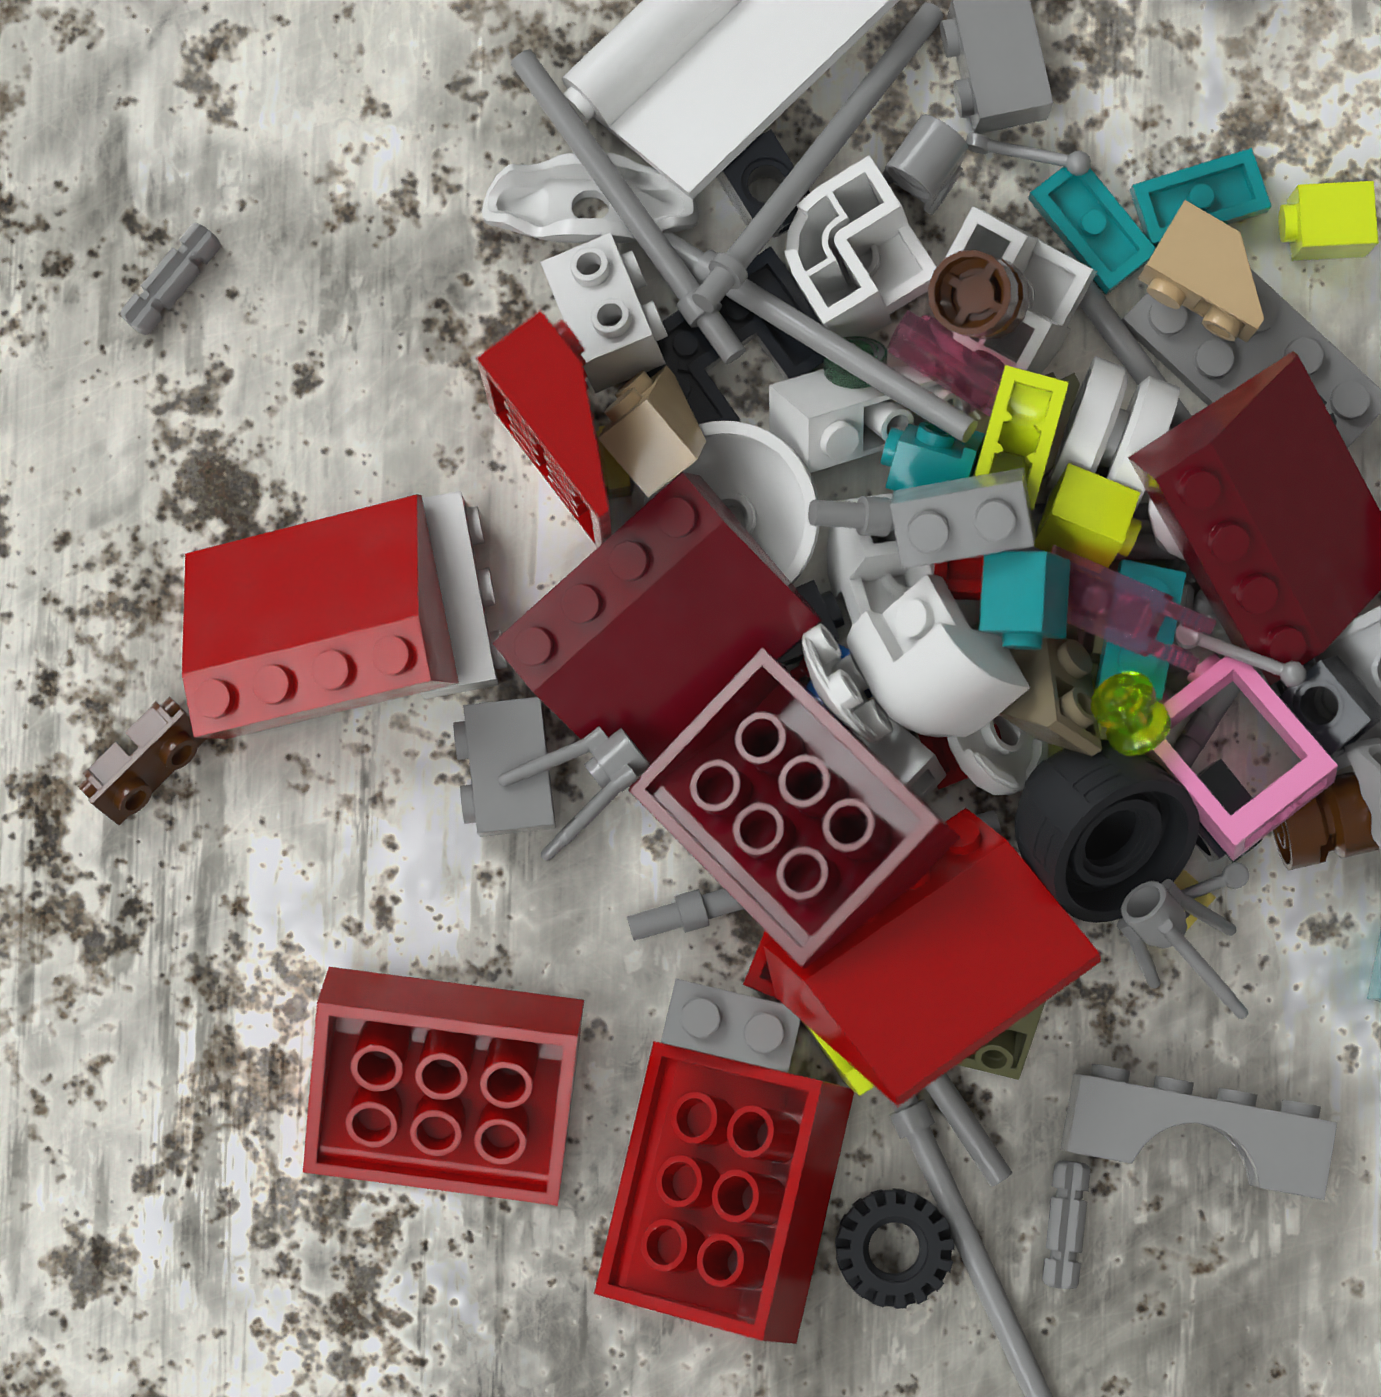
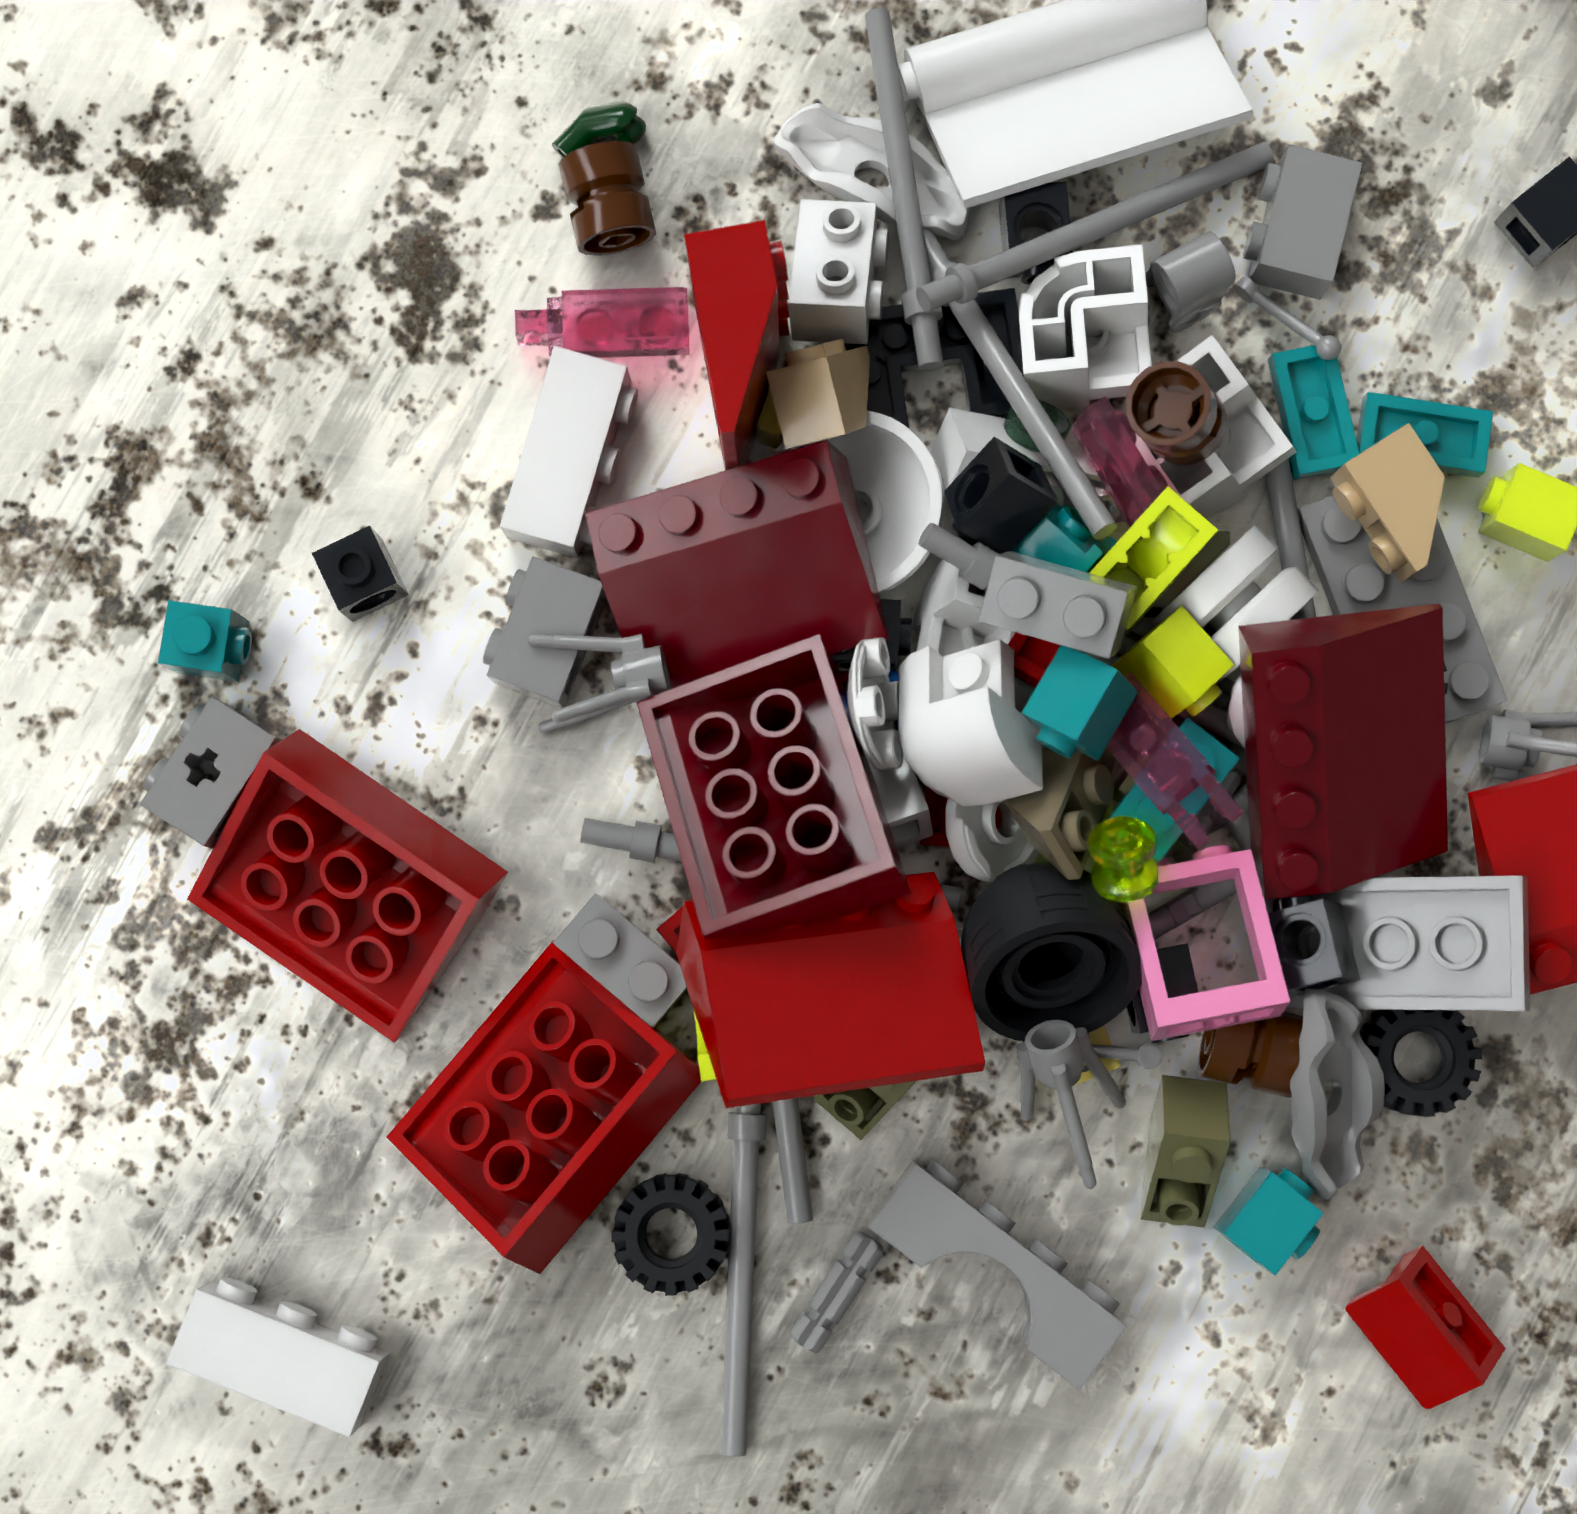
camera: 35 degrees right, 0 degrees up
(124, 782) = (207, 478): reddish brown hinge -> none
(170, 278) = (473, 61): light grey axle -> none
(203, 930) = (205, 641): none -> teal brick
(285, 1079) = (180, 789): none -> light grey brick
(312, 798) = (360, 574): none -> black brick
(313, 621) = (439, 418): red slope -> none
(314, 279) = (601, 122): none -> dark green arm
(356, 340) = (605, 187): none -> reddish brown wheel
(422, 456) = (610, 322): none -> clear pink hinge
(859, 447) = (999, 497): none -> black brick
(1291, 673) = (1289, 896): light grey hinge -> none
(1309, 943) = (1185, 1150): none -> olive slope

